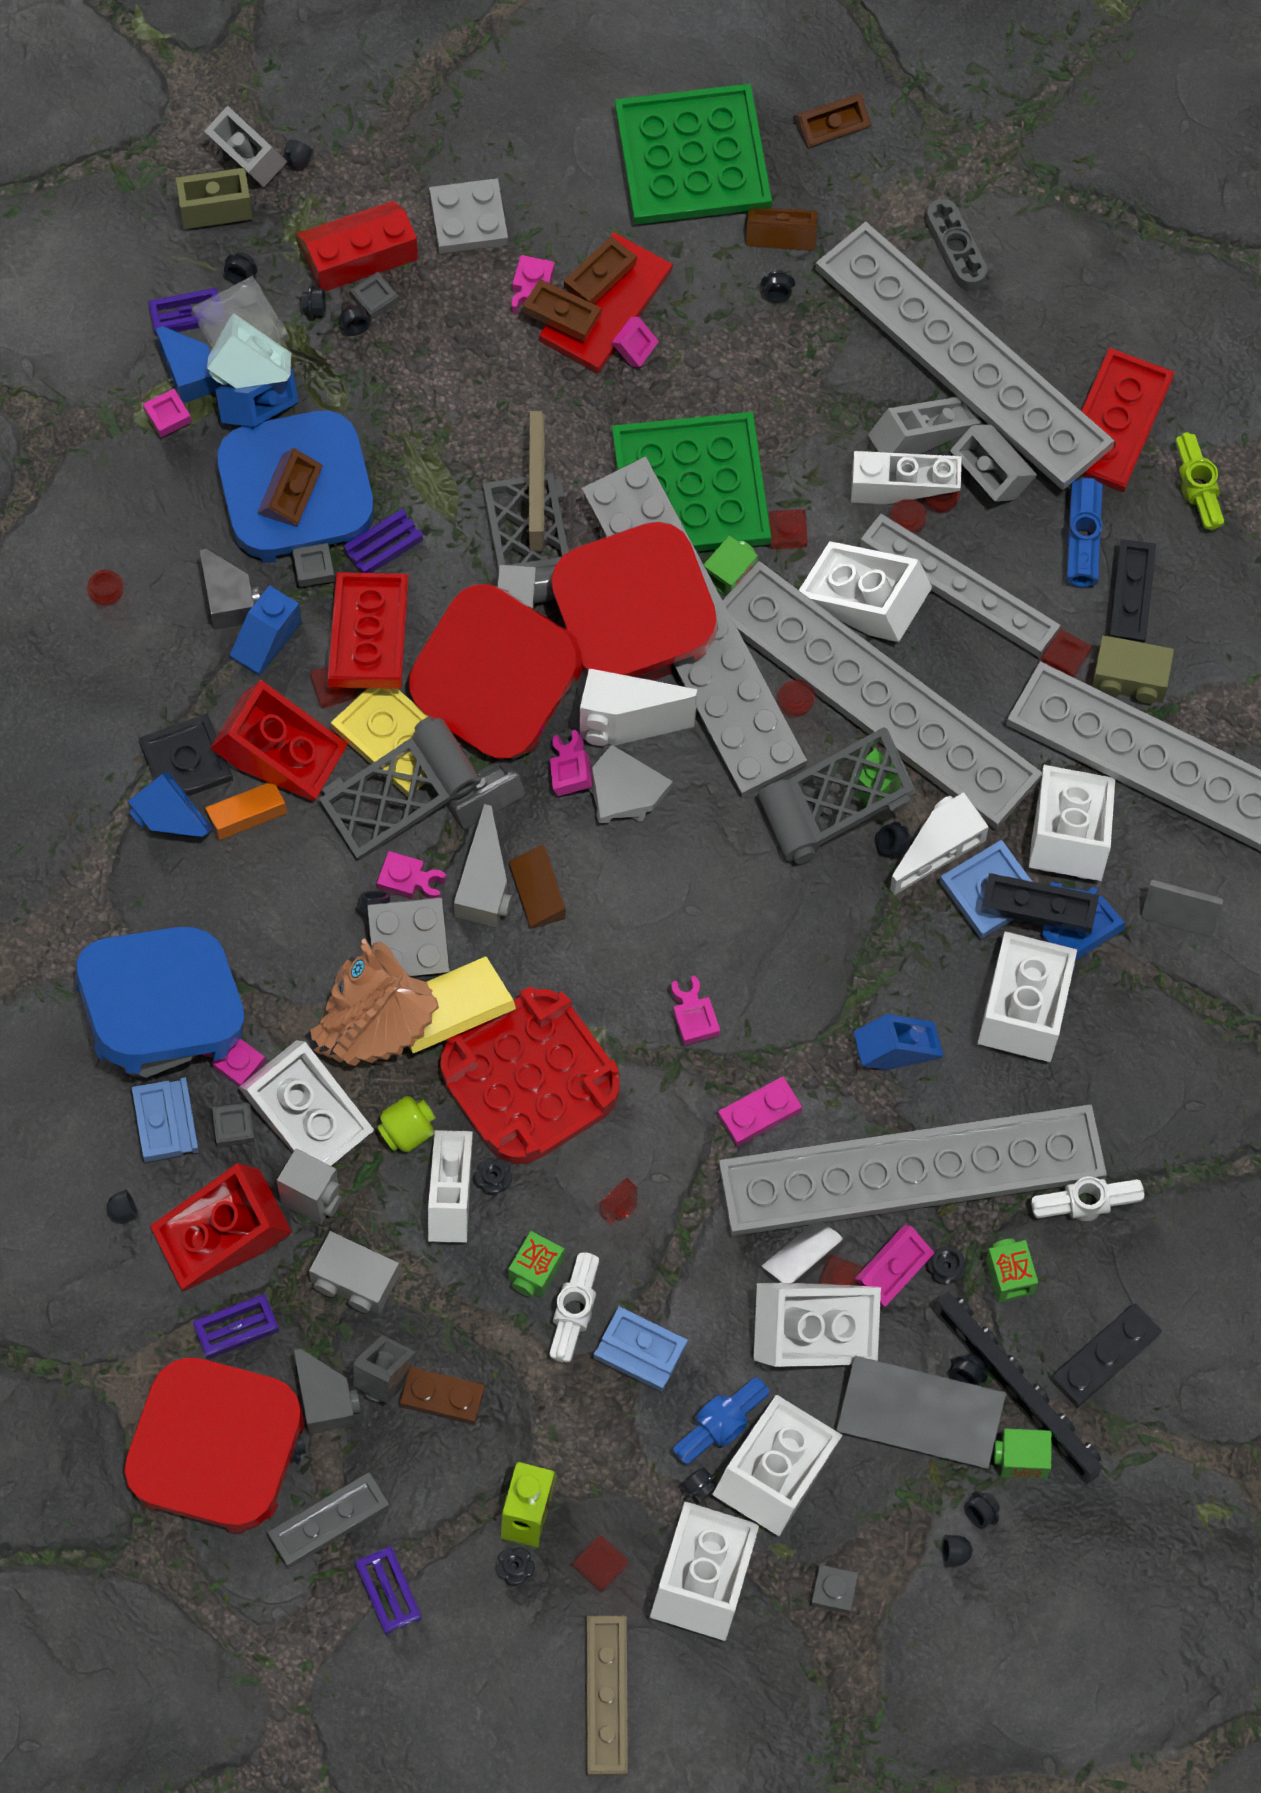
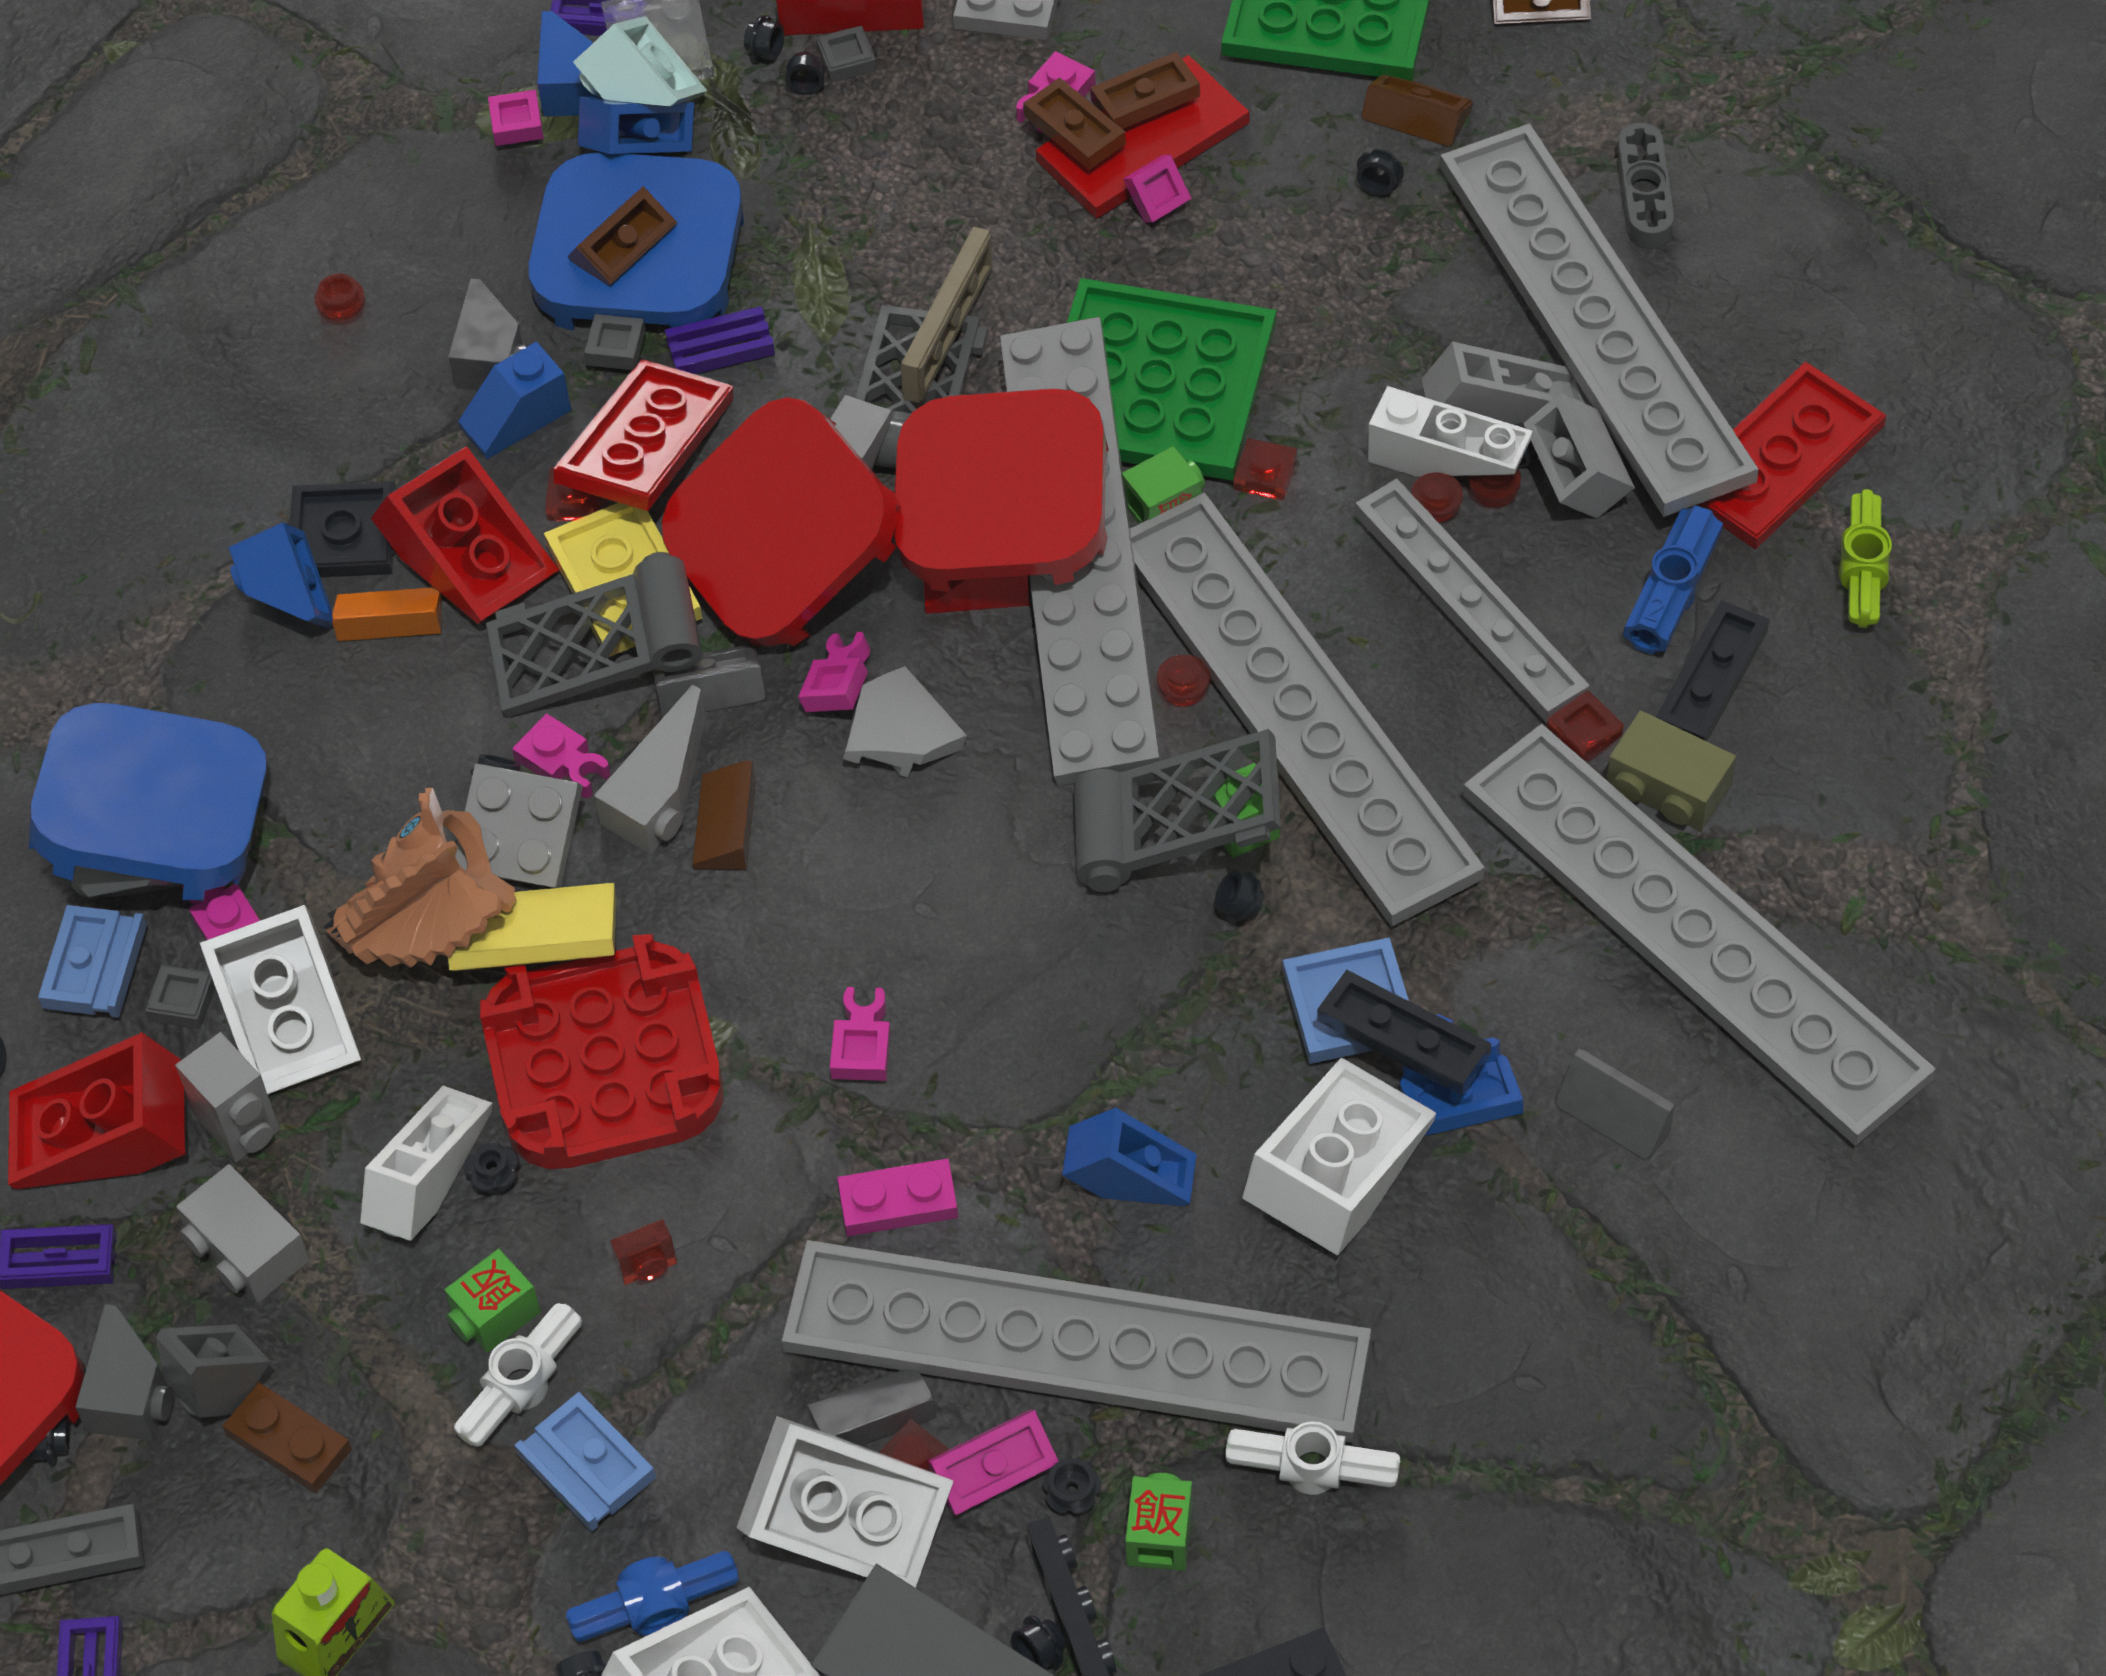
camera: 25 degrees right, 10 degrees down
(406, 1124) = (403, 1062): lime head -> none
(629, 708) = (945, 622): white slope -> none
(868, 589) = (1341, 569): white slope -> none
(946, 835) = (1304, 914): white slope -> none
(1073, 823) = (1500, 947): white slope -> none

